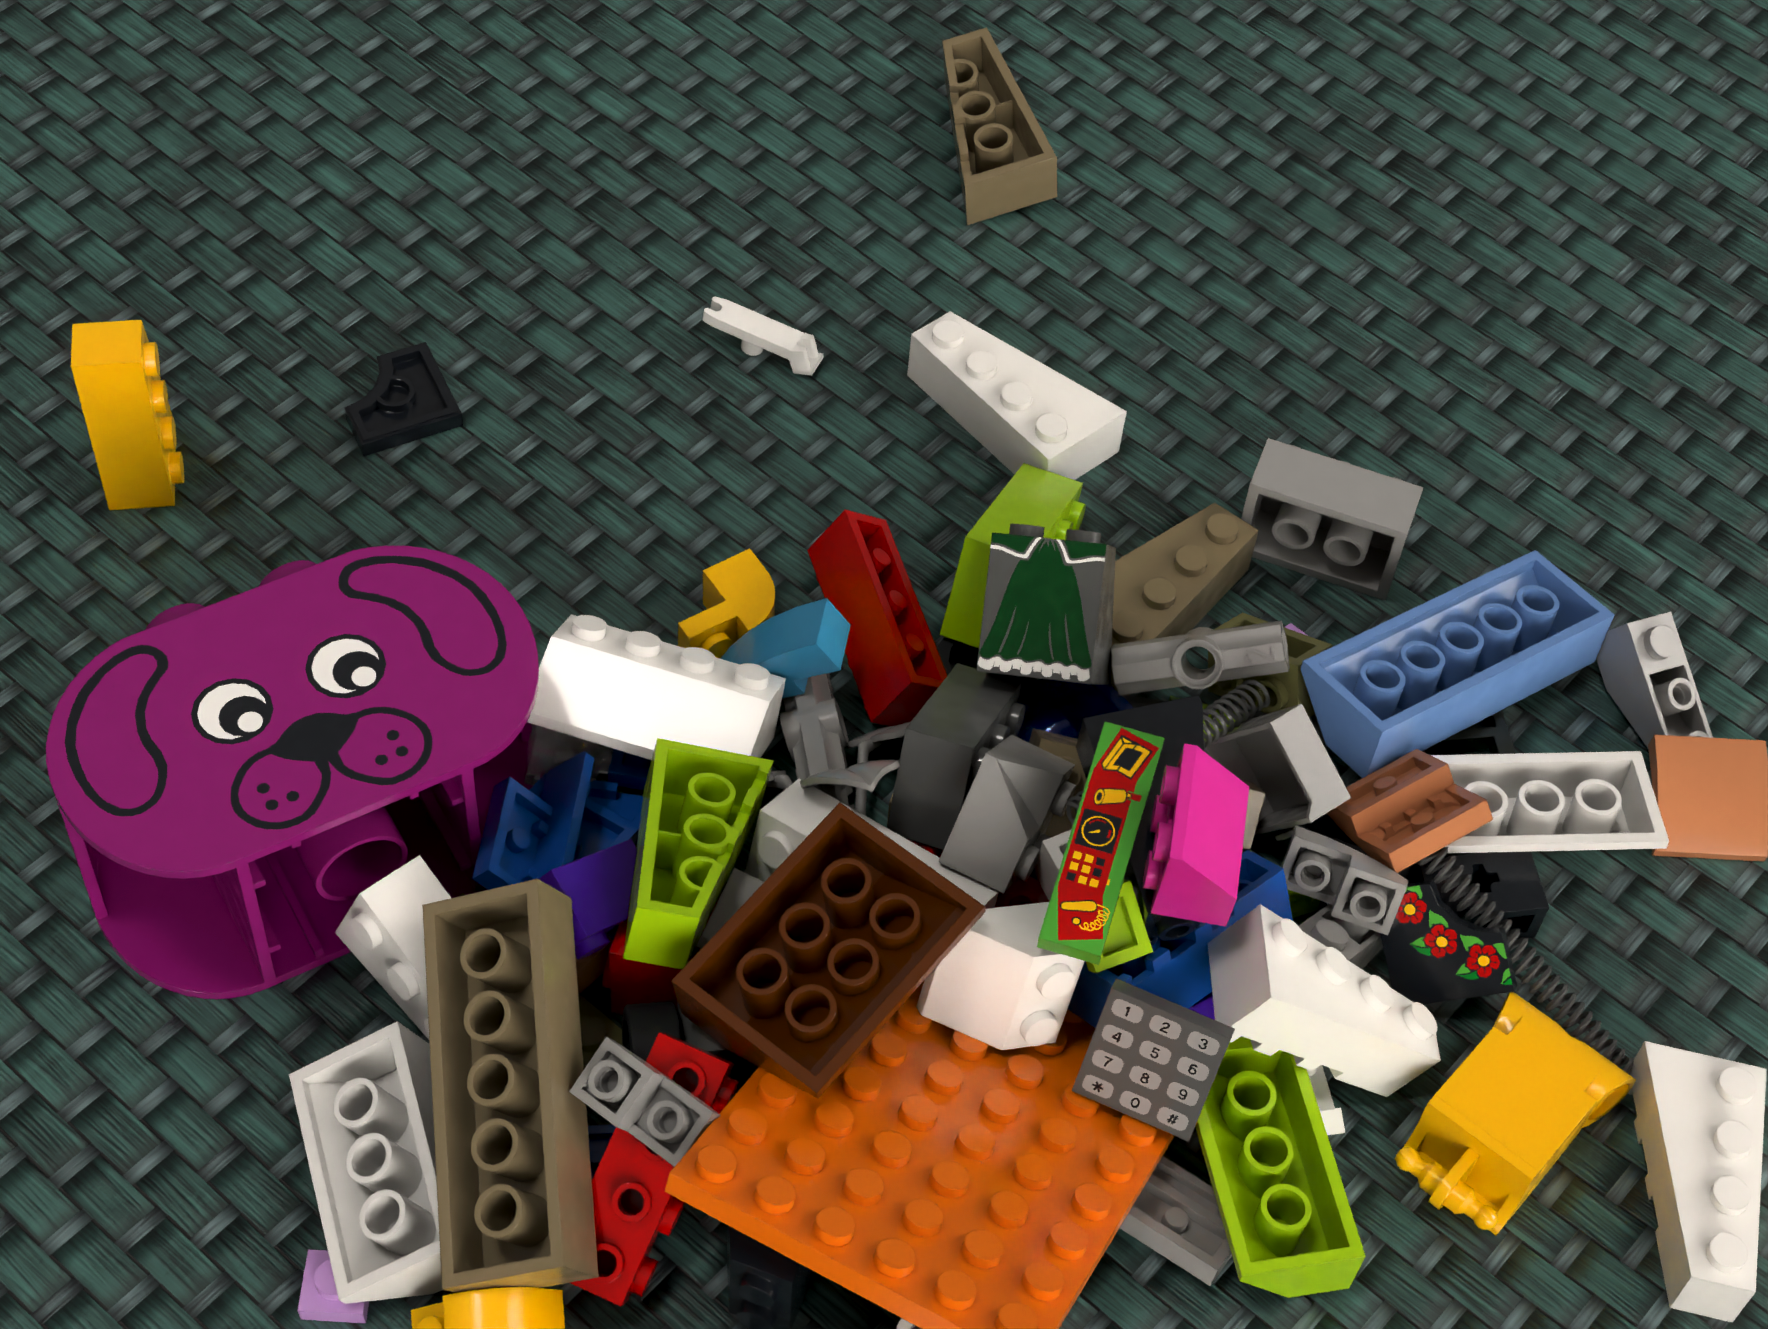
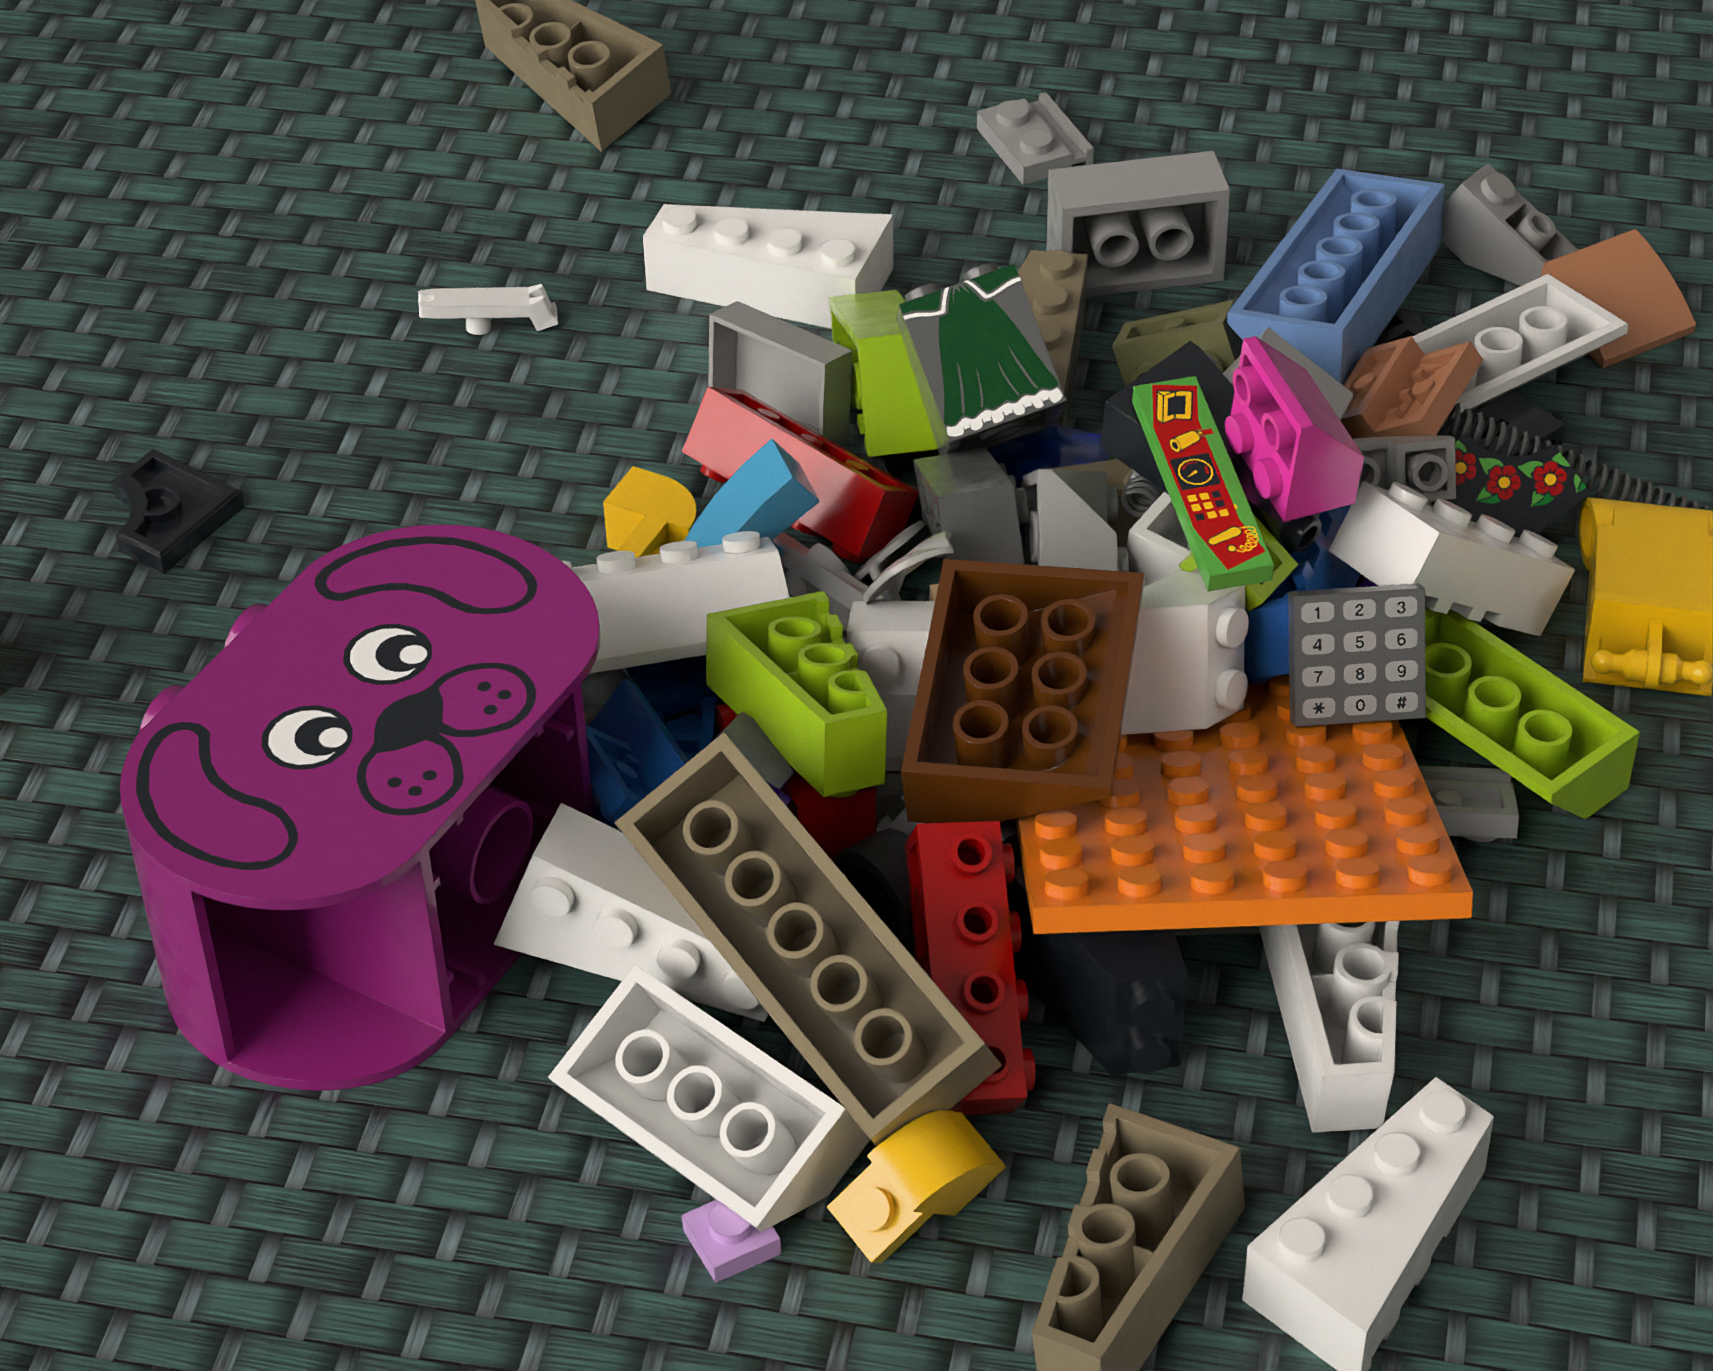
camera: 25 degrees left, 10 degrees down
(642, 1101) = (950, 886): light grey slope -> none
(921, 520) = (783, 368): none -> light grey container
(1236, 651) = (1158, 333): light grey piece -> none
(1325, 382) = (1033, 137): none -> light grey plate

